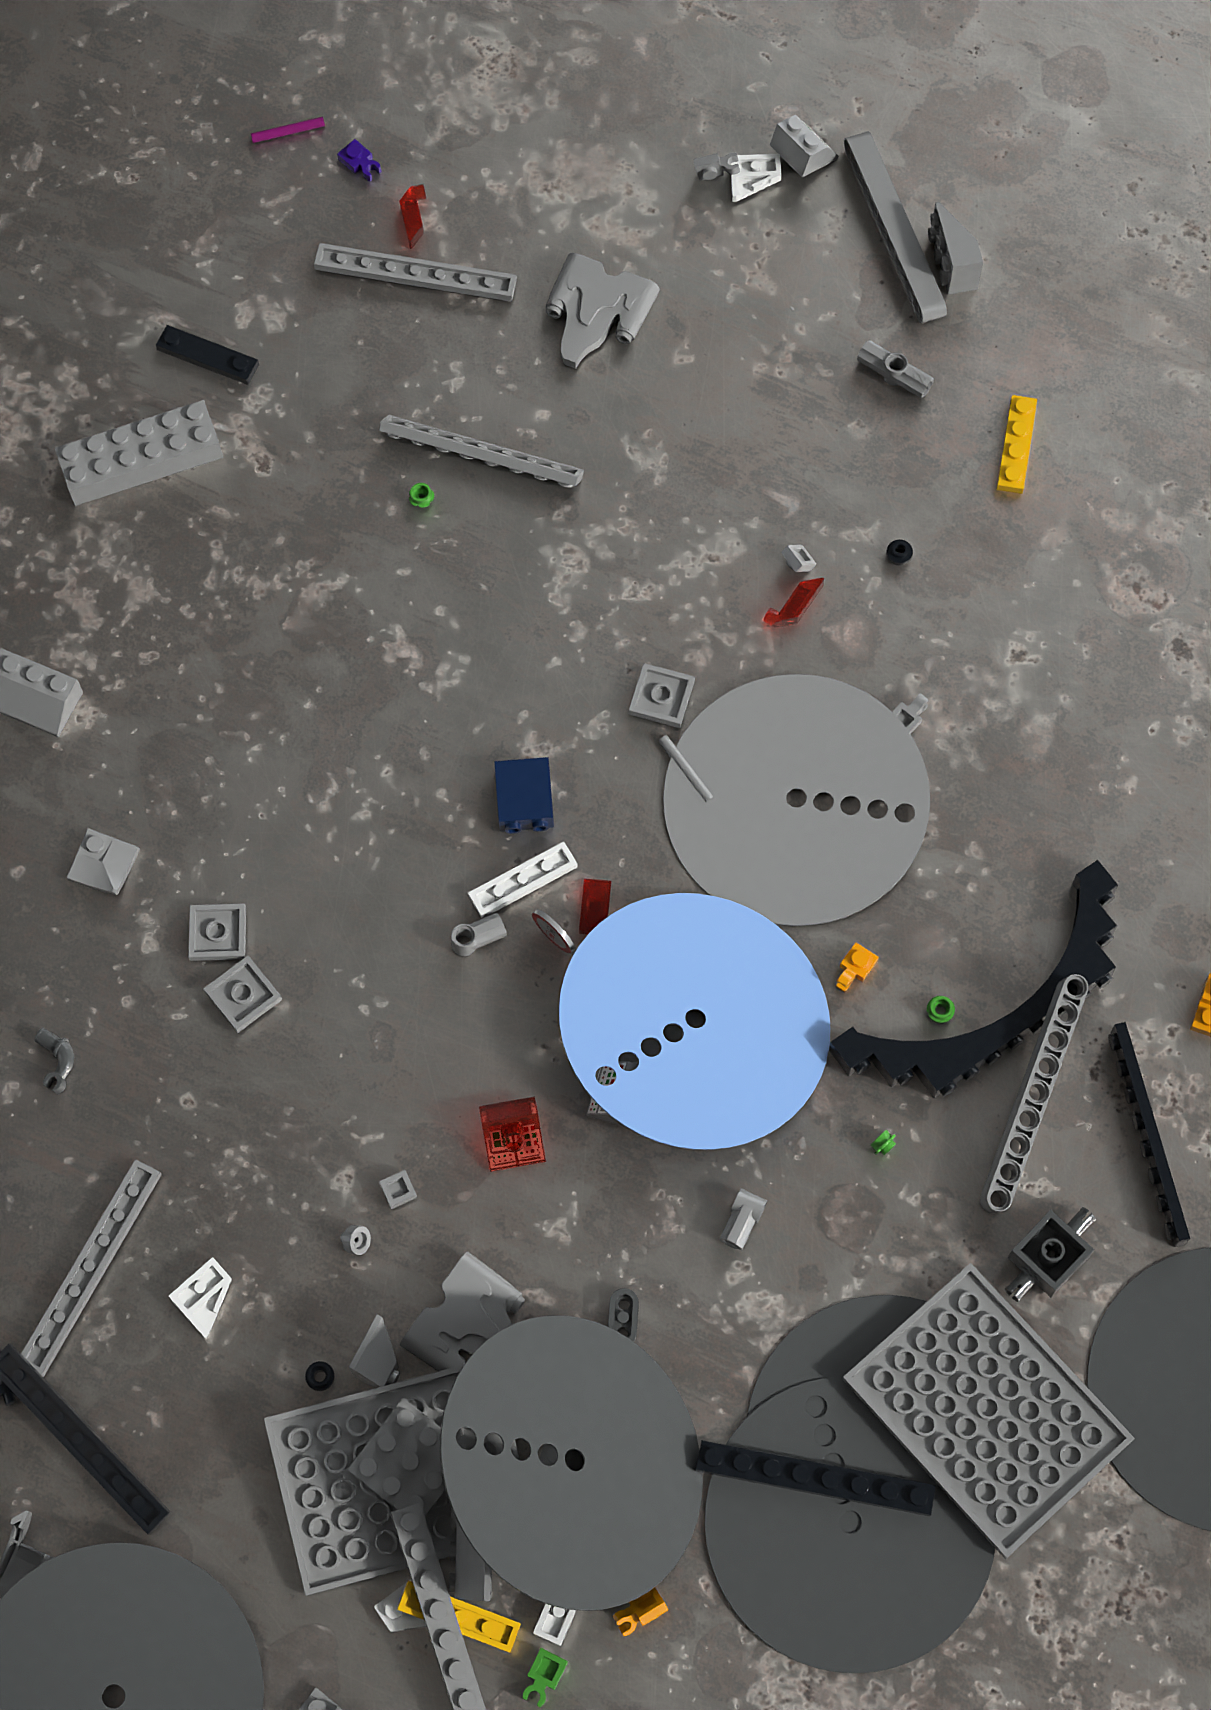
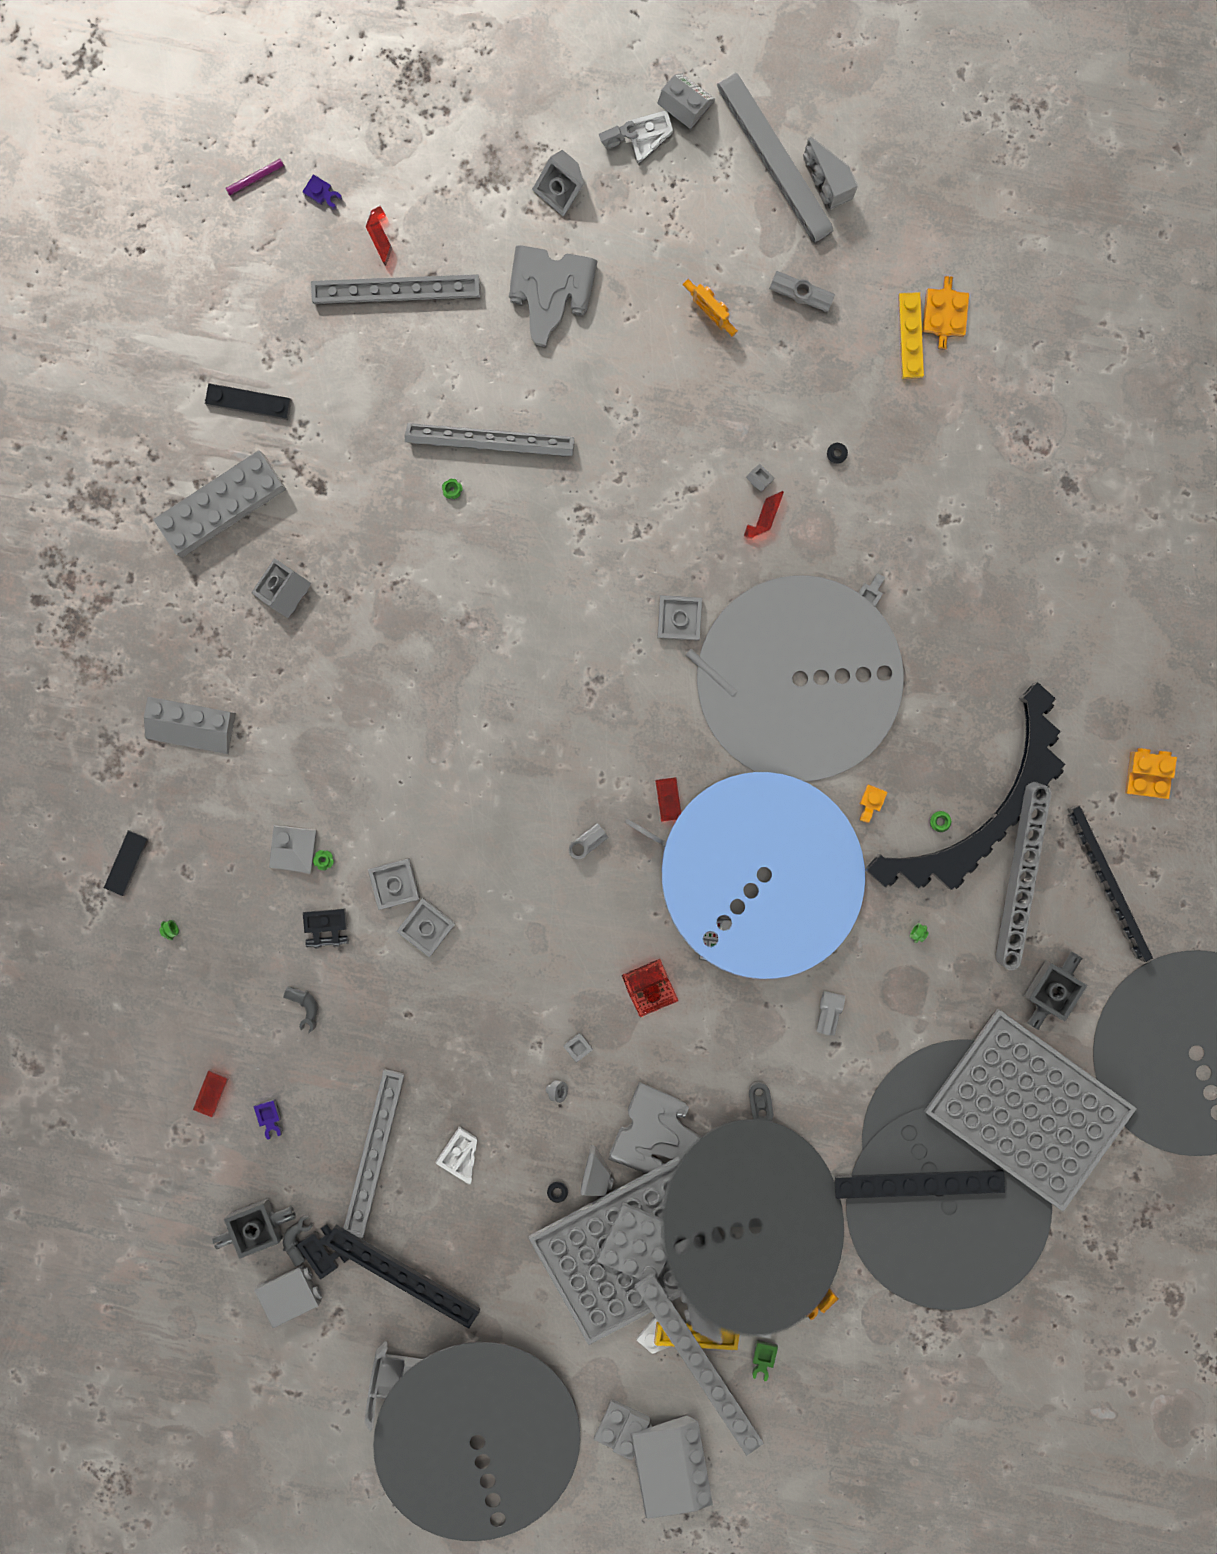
camera: 15 degrees left, 20 degrees up
(117, 958) = (323, 921): none -> black plate
(137, 891) = (328, 860): none -> bright green plate
(184, 560) = (281, 588): none -> light grey slope
(522, 880) = (610, 791): white plate -> none
(524, 795) = (594, 724): dark blue panel -> none
(635, 200) = (559, 182): none -> light grey slope
(781, 358) = (710, 306): none -> light orange plate
(1064, 427) = (945, 312): none -> light orange plate

